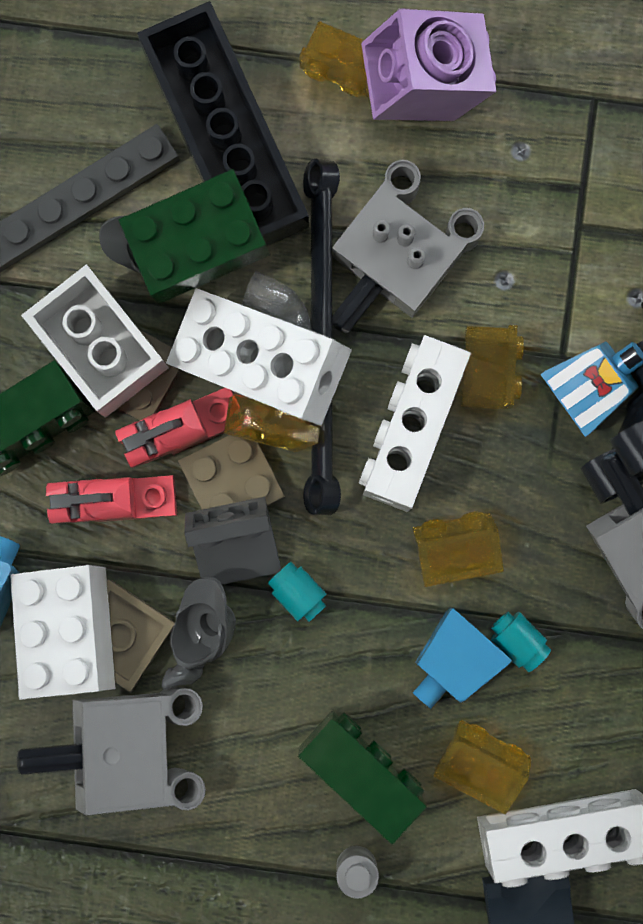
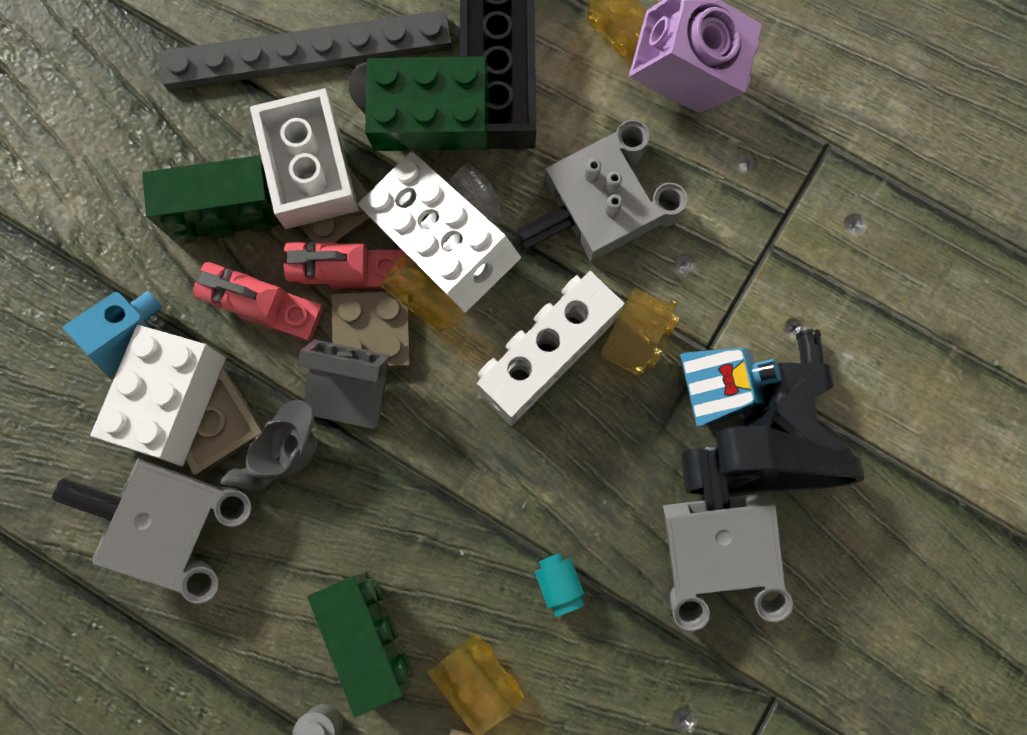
camera: 20 degrees right, 5 degrees down
(298, 592) = (381, 453): teal brick -> none
(320, 184) = (560, 114): black piece -> none
(457, 660) = (494, 577): dark azure torso -> none
(458, 548) = (541, 477): clear yellow bracket -> none

